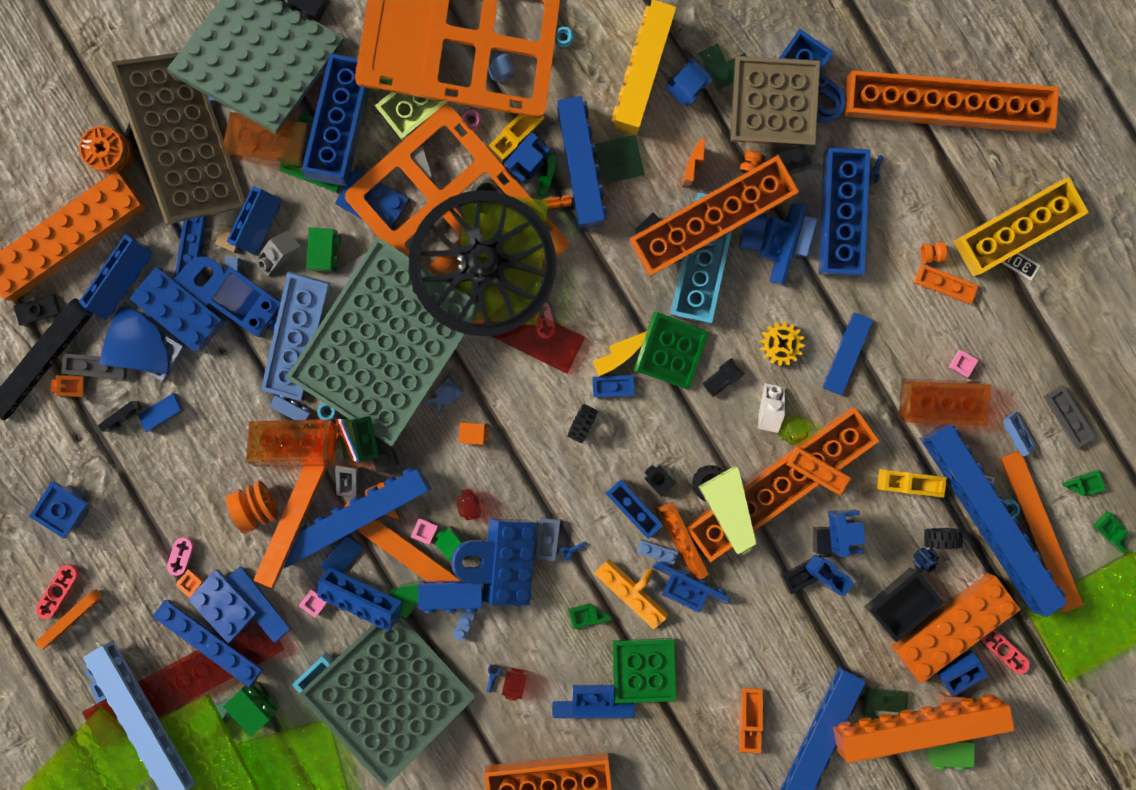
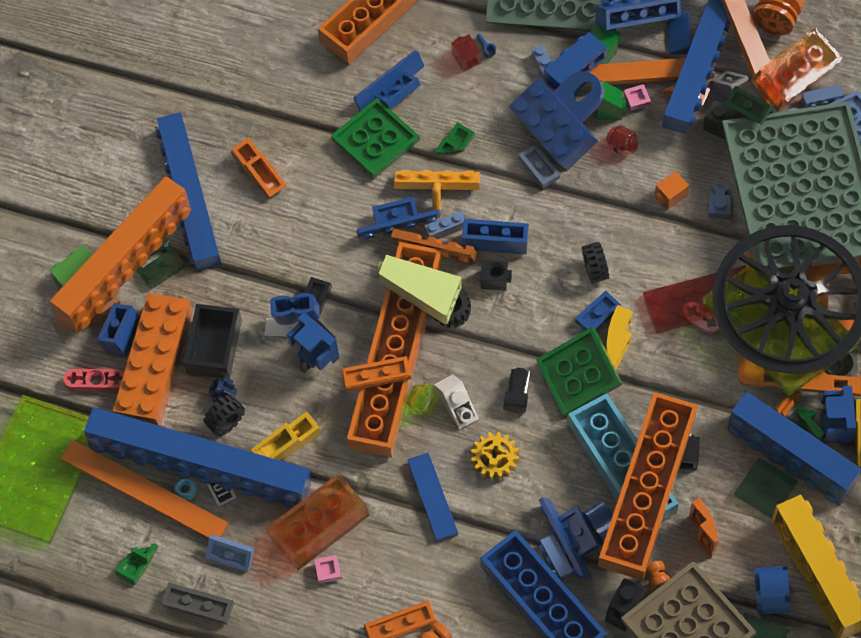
camera: 145 degrees right, 25 degrees down
(569, 551) = (512, 174): blue hand -> none
(1112, 531) = (80, 545): green slope -> none

